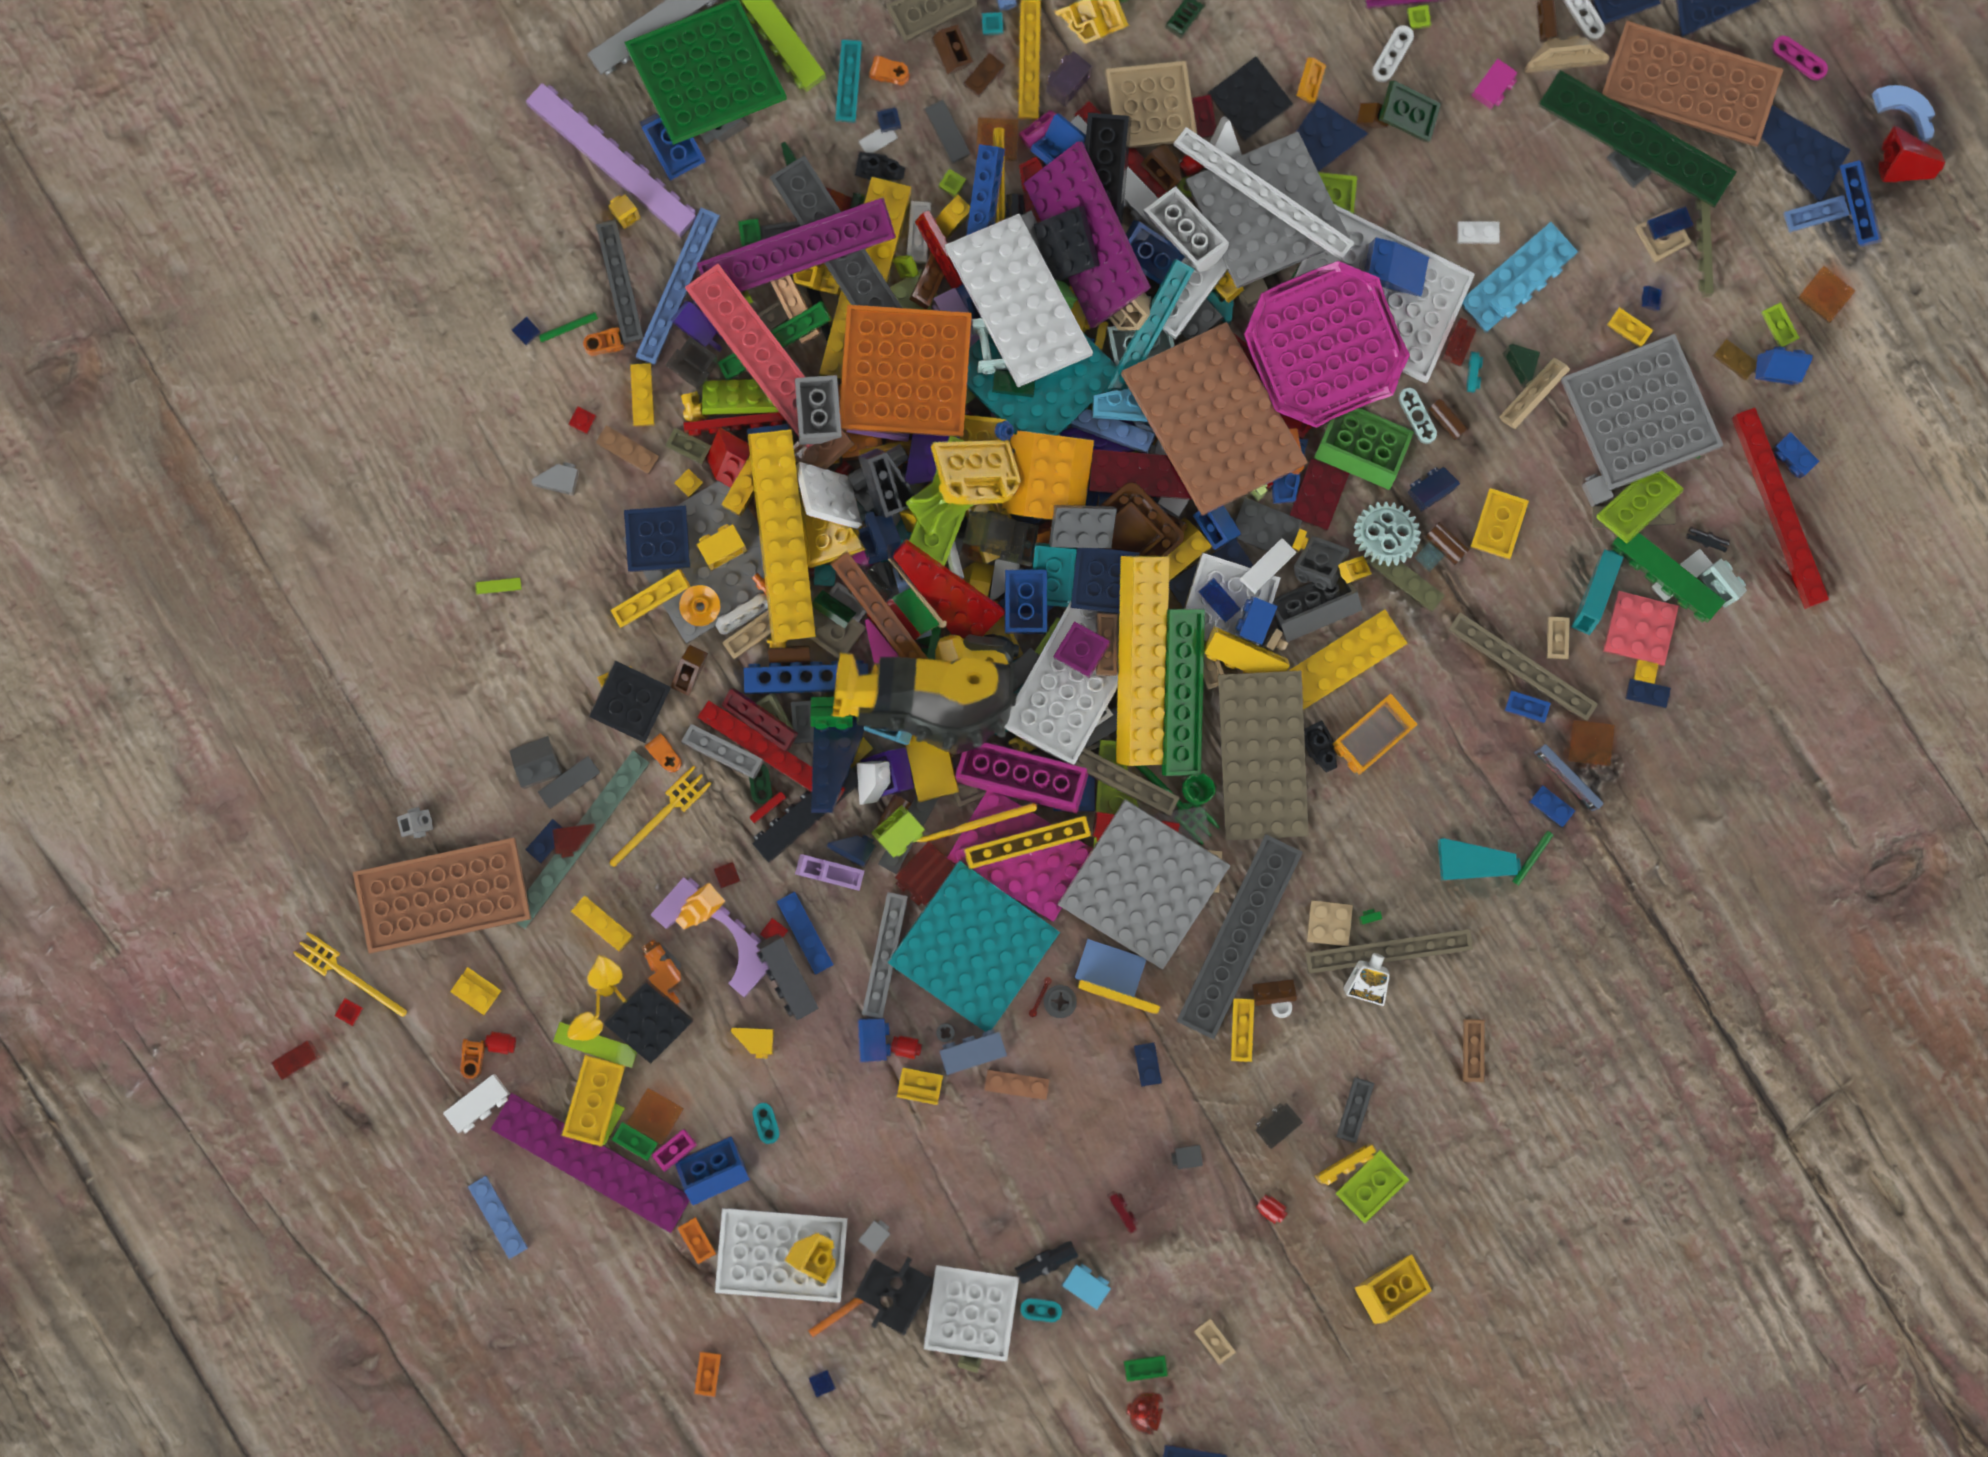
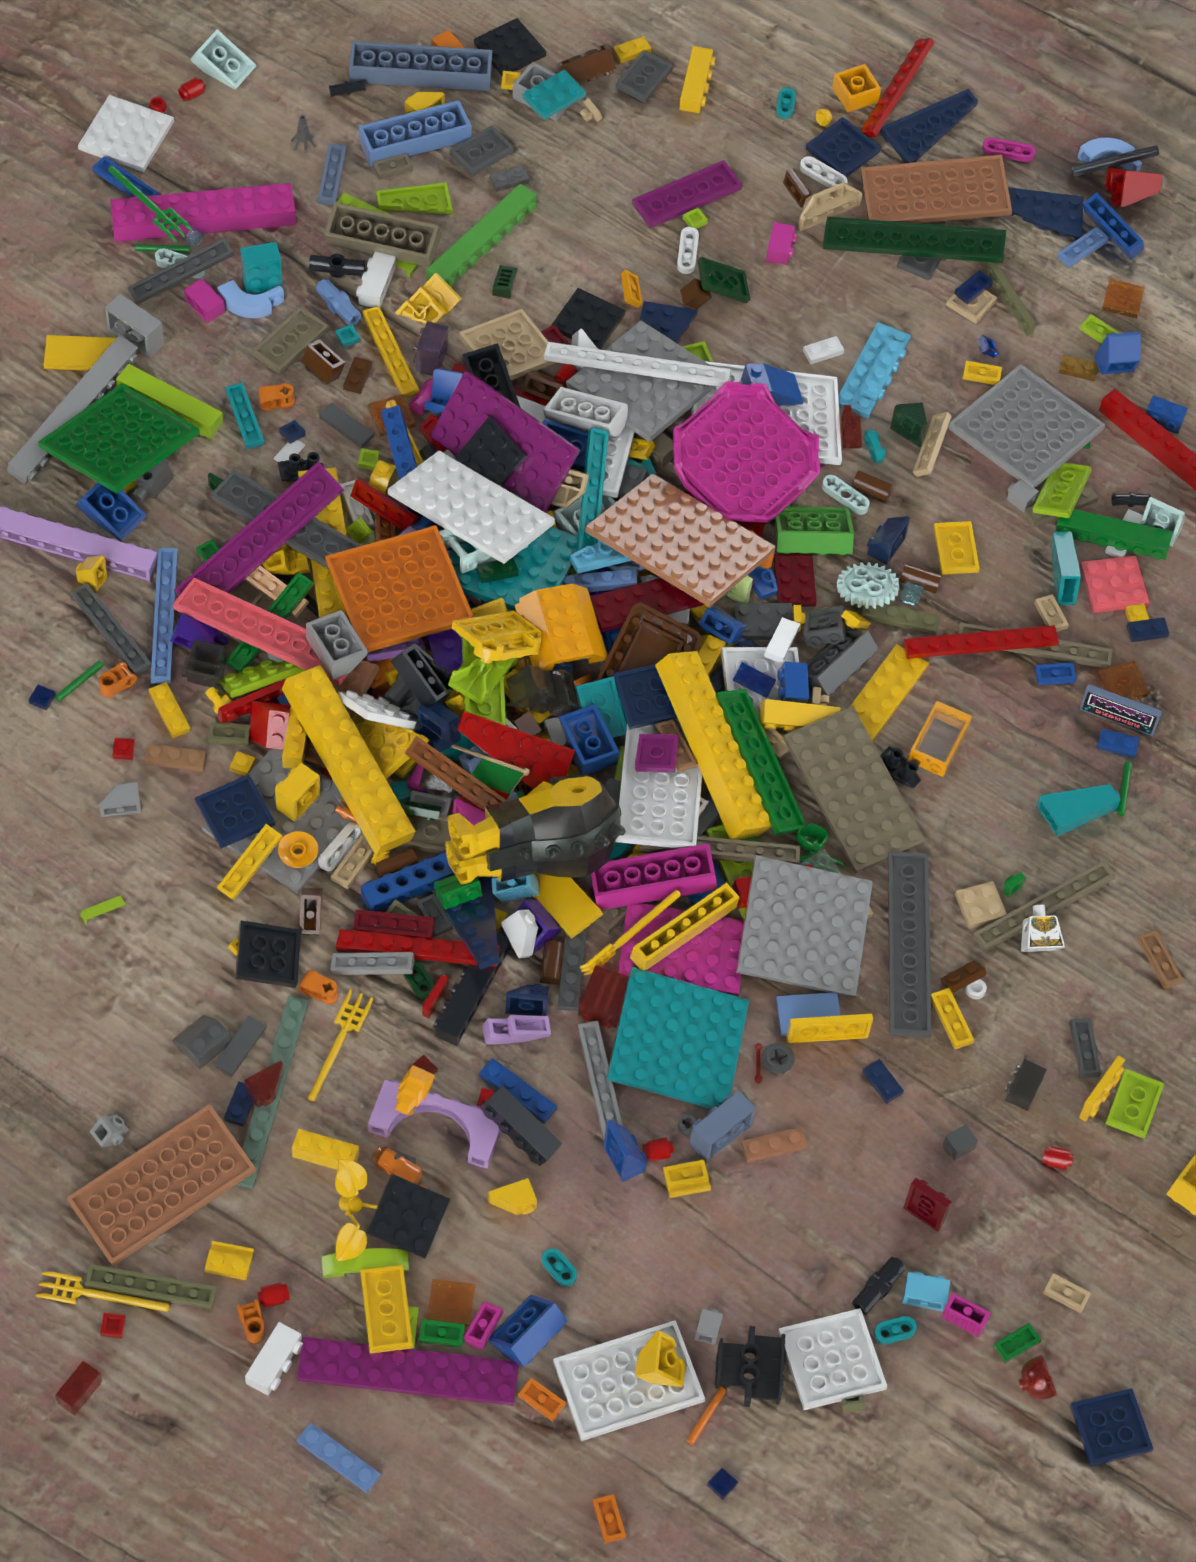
camera: 25 degrees left, 25 degrees down
(396, 988) = (151, 1286): none -> olive plate
(898, 831) = (565, 961): lime brick -> none
(970, 561) = (525, 722): none -> reddish brown brick
(1004, 430) = (507, 603): blue plate -> none
(1082, 526) = (610, 653): dark grey plate -> none
(1110, 1326) = (966, 1315): none -> dark pink brick
(1468, 644) = (980, 642): none -> red plate
(1905, 122) = (1115, 160): none -> black axle

